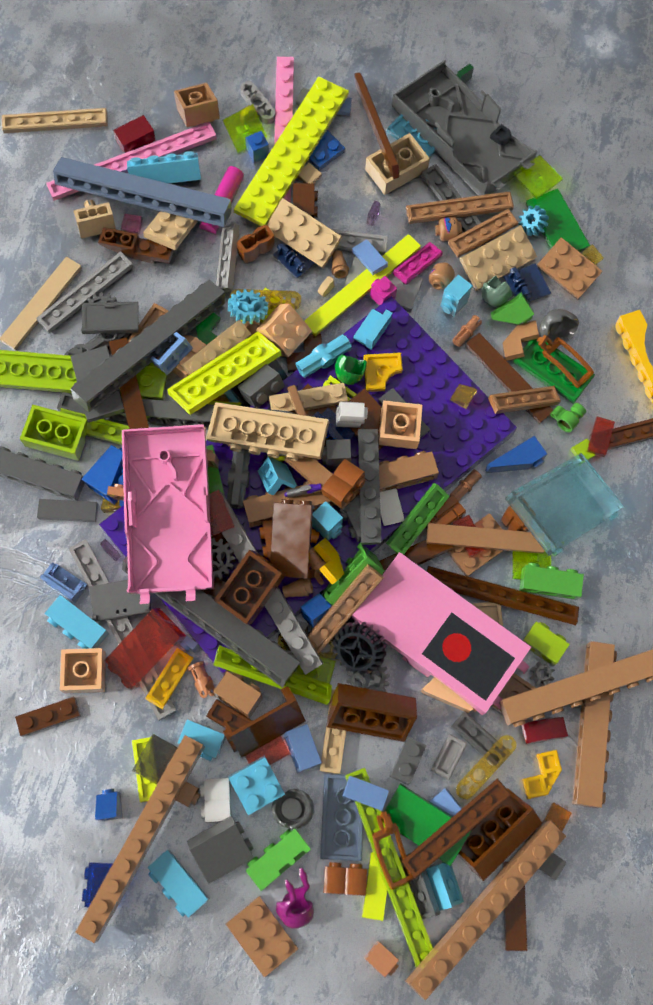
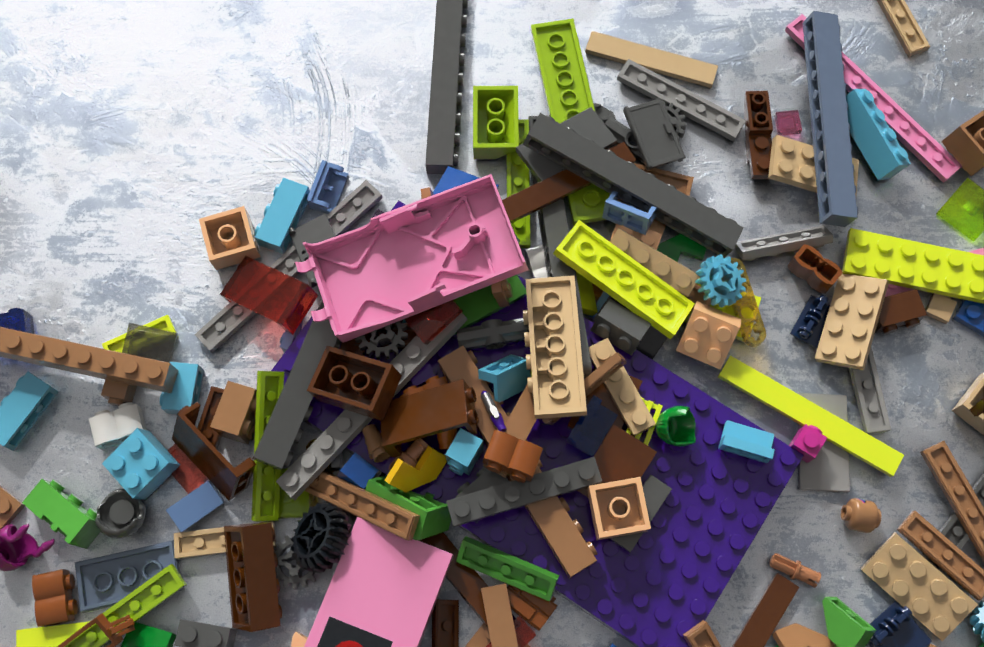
camera: 80 degrees right, 0 degrees up
(47, 716) = (176, 220): reddish brown plate -> none
(67, 510) = (411, 164): dark grey tile -> none
(93, 219) = (775, 77): tan brick -> none
(108, 805) = (86, 310): blue slope -> none
(134, 134) = (907, 88): dark red brick -> none
(169, 678) = (243, 332): yellow tile -> none
(202, 680) = (250, 368): nougat piece -> none
(220, 849) = (61, 444): dark grey brick -> none
(227, 188) = (877, 216): dark pink brick -> none
(257, 146) = (952, 231): blue brick -> none
(309, 344) = (703, 378): reddish brown tile -> none
(323, 356) = (685, 390): medium azure piece -> none
(326, 286) = (790, 371): tan tile -> none
(335, 453) = (554, 441): dark grey brick -> none
(339, 266) = (827, 379): medium nougat cone -> none
(351, 414) = (608, 441): white brick -> none
(365, 793) = (151, 593): medium blue tile -> none
(370, 257) = (849, 413): medium blue tile -> none
(373, 213) = (917, 402): clear purple tile -> none
(381, 368) = (693, 465): yellow tile -> none
(390, 507) = (512, 528): white sticker -> none
(417, 263) = (869, 479): dark pink tile -> none
(448, 228) = (933, 506): medium nougat head -> none
(456, 295) = (836, 540): medium azure brick -> none
(463, 395) = (693, 585): clear yellow slope -> none
(466, 484) = (578, 621): nougat axle -> none
(496, 293) = (864, 594): sand green hair -> none

